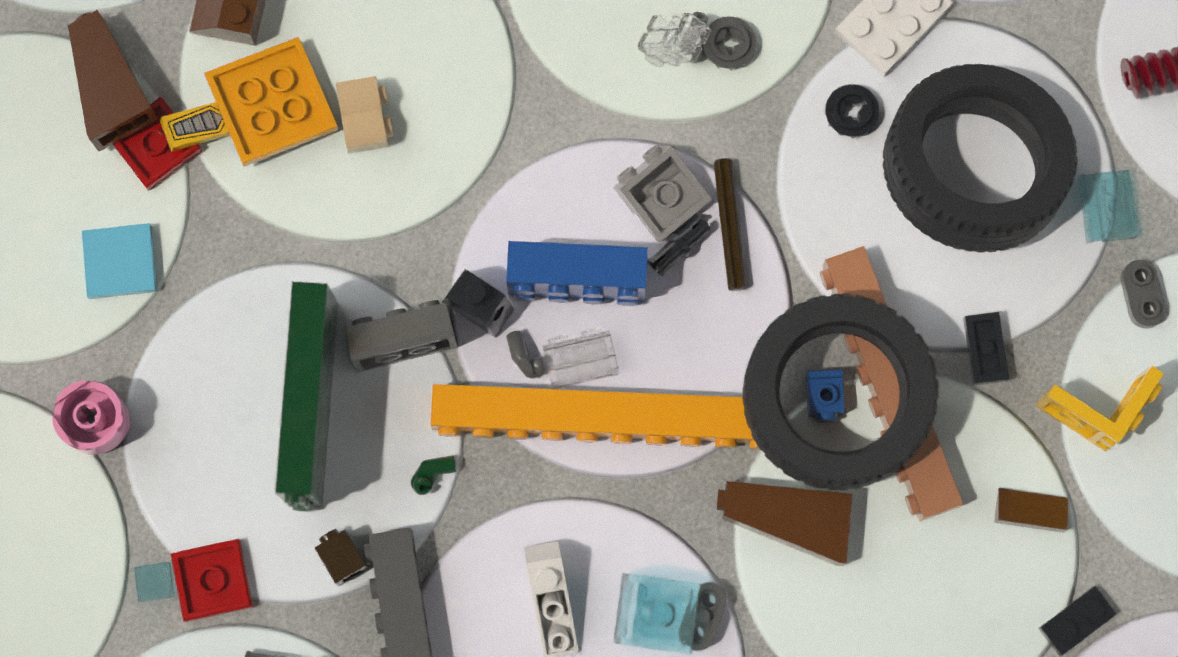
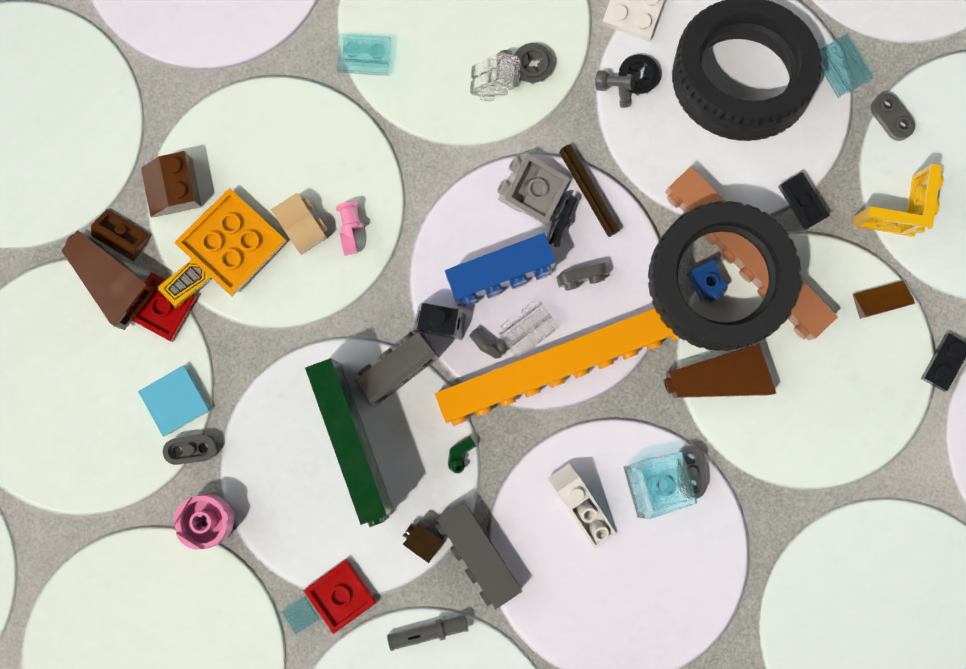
camera: 20 degrees left, 5 degrees up
(113, 326) = (190, 449): none -> dark grey plate
(143, 36) = (119, 234): none -> reddish brown slope
(423, 141) = (350, 223): none -> bright pink connector
(688, 325) = (593, 274): none -> dark grey plate
(806, 100) = (624, 84): none -> dark grey piece

